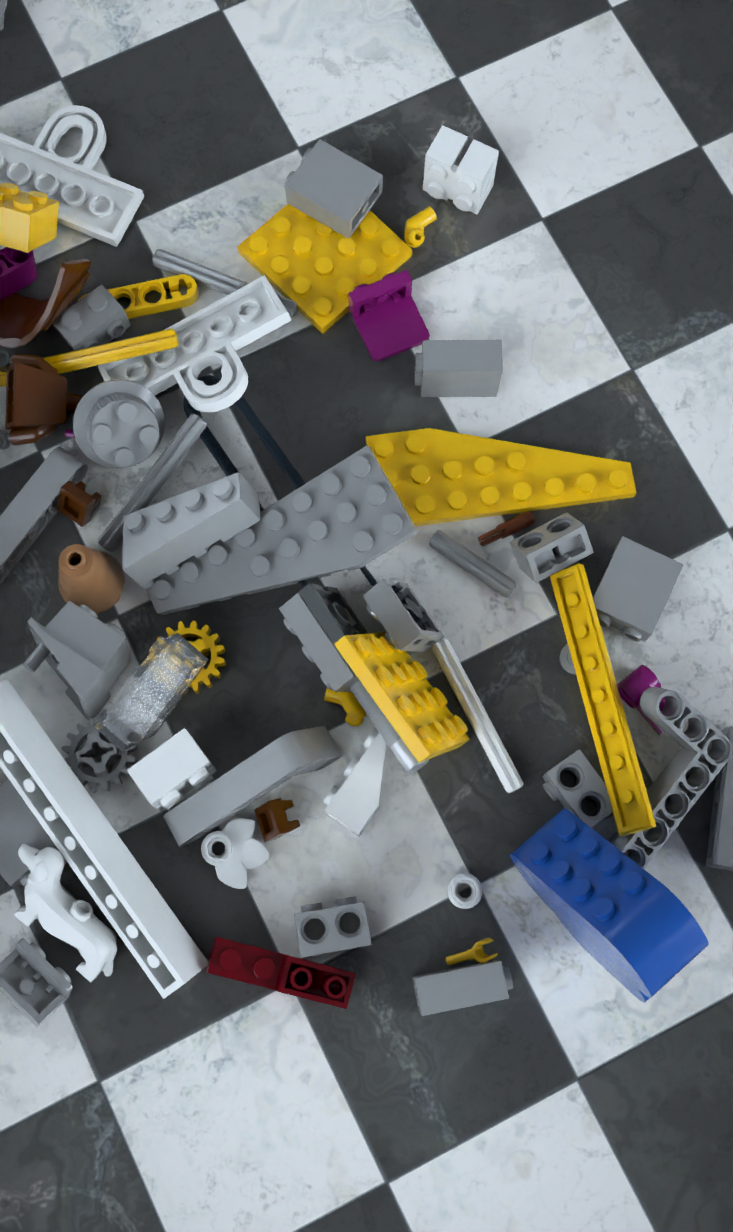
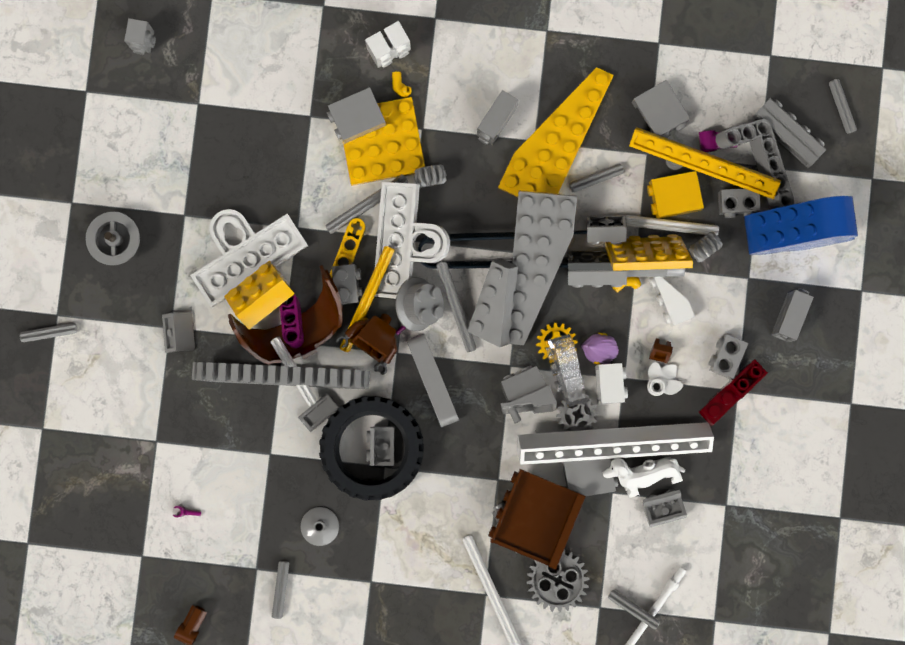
camera: 60 degrees left, 10 degrees up
(77, 503) = (441, 350): reddish brown tile -> none
(90, 577) = (481, 376): medium nougat cone -> none
(222, 727) = (600, 348): none -> lavender hair
(250, 780) = (641, 350): light grey beam -> none
(316, 333) = (430, 175): none -> light grey gear
(387, 316) = (443, 134): magenta bracket -> none
(472, 882) = (755, 285): white plate -> none
(475, 953) = (780, 298): yellow hand -> none
(477, 782) = (705, 247): none -> light grey gear
(509, 527) = (589, 149): copper piece -> none
(524, 689) = (675, 195): none -> yellow brick
(551, 547) = (616, 135): light grey brick -> none

